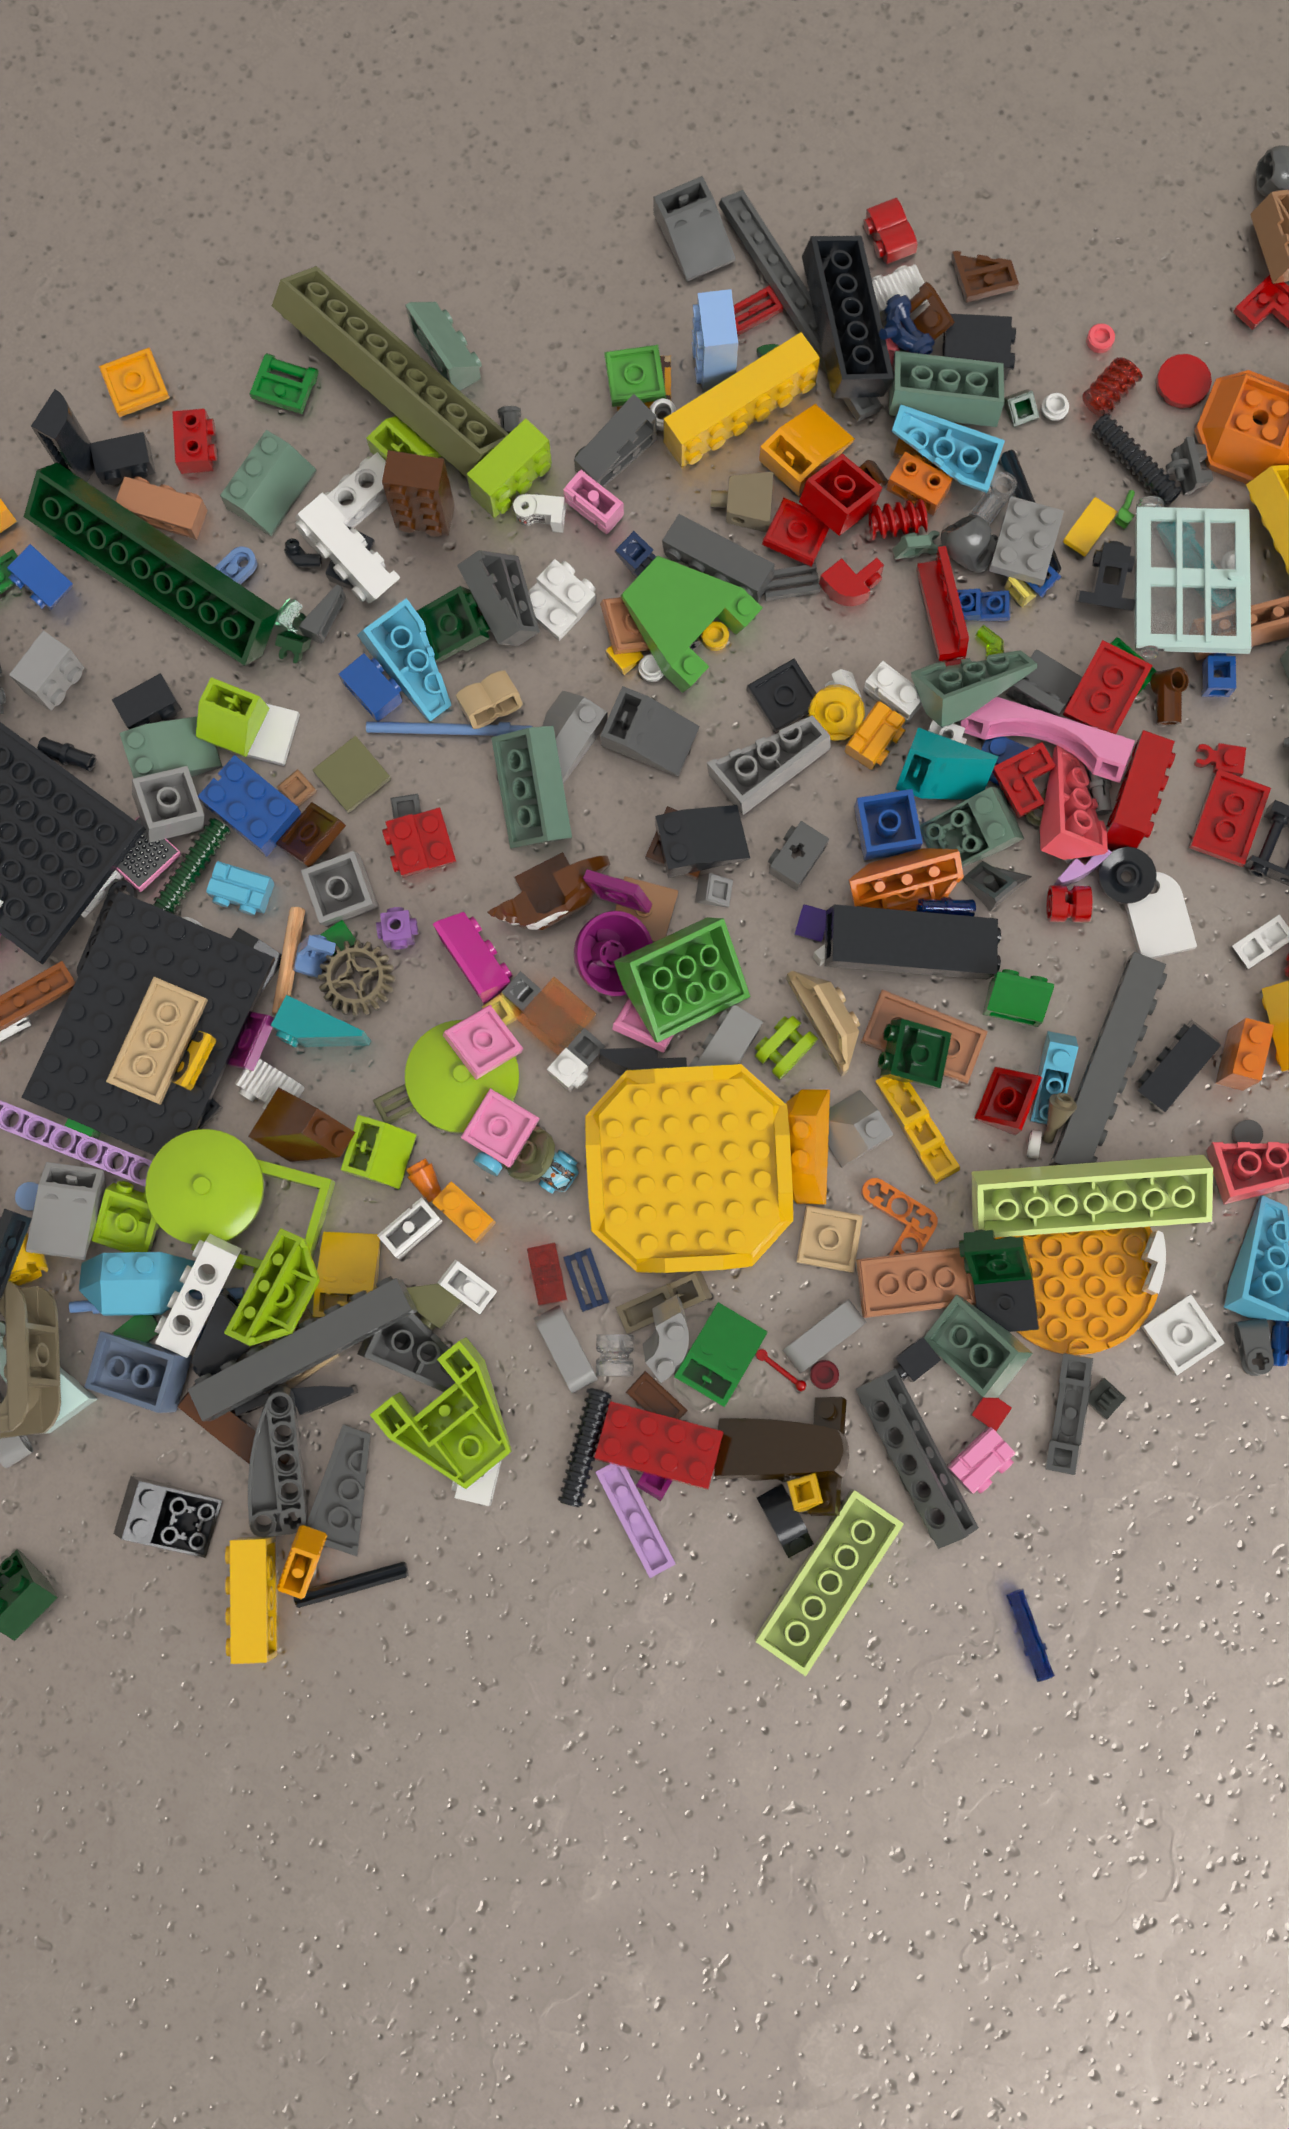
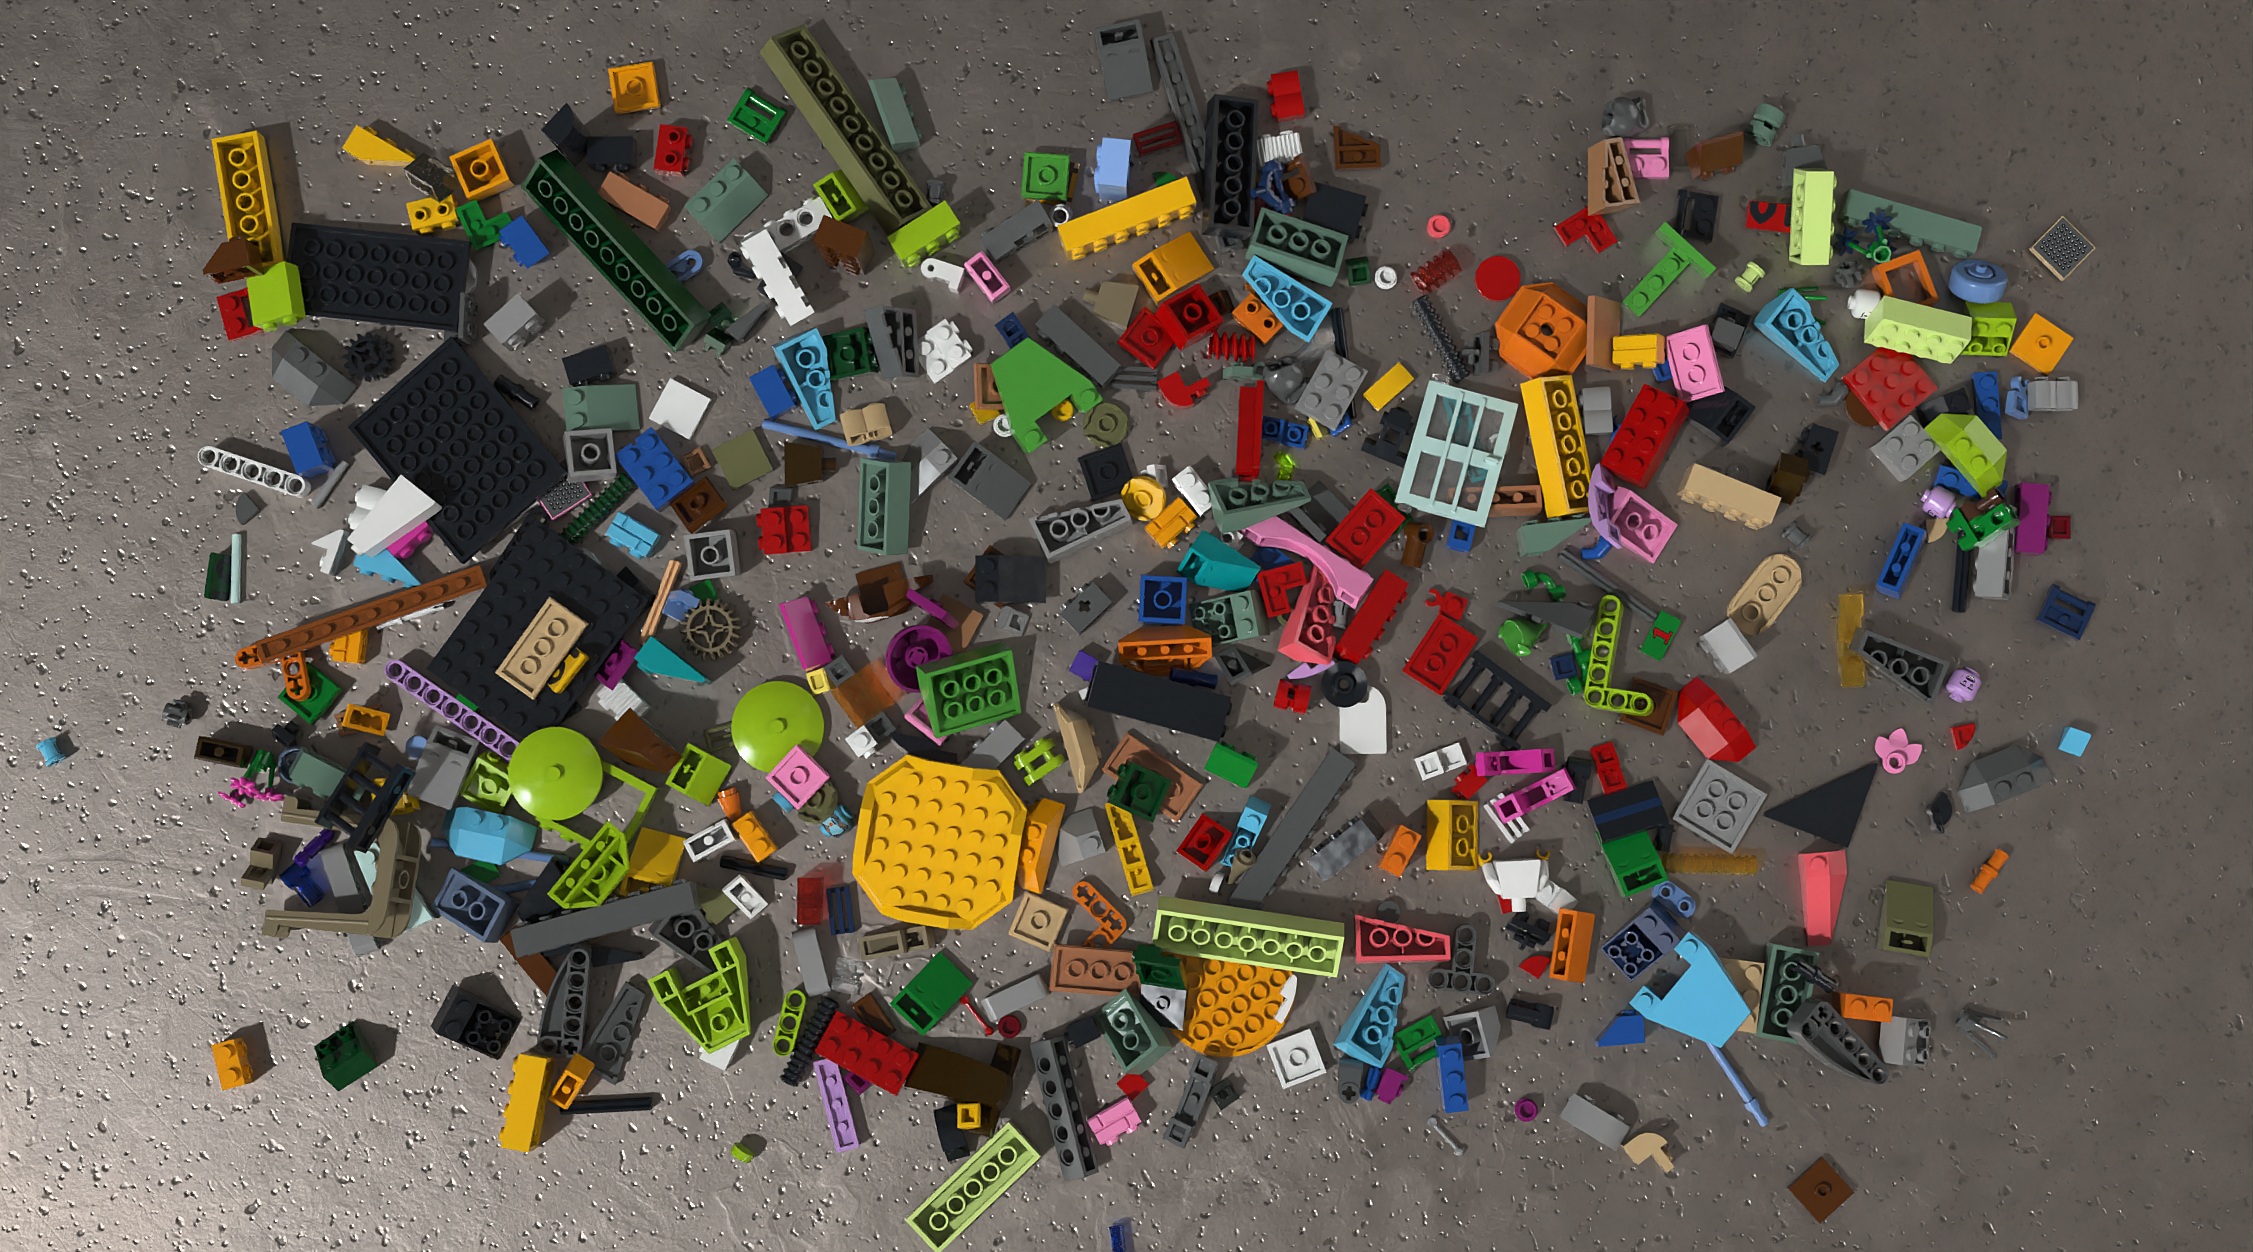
camera: 10 degrees right, 5 degrees up
(182, 1337) = (514, 887): white brick -> none
(229, 717) = (653, 394): lime slope -> none
(402, 936) = (760, 599): medium lavender brick -> none
(428, 762) = (805, 465): none -> dark brown torso
(469, 1251) = (753, 867): none -> black axle
(482, 1042) = (799, 705): bright pink tile -> none
(532, 1604) = (742, 1153): none -> lime tile
(548, 1442) = (782, 1031): none -> lime beam
(669, 1341) = (892, 975): light grey brick -> none
(770, 642) = (1105, 425): none -> olive tile
(1124, 517) = (1418, 384): bright green hand -> none

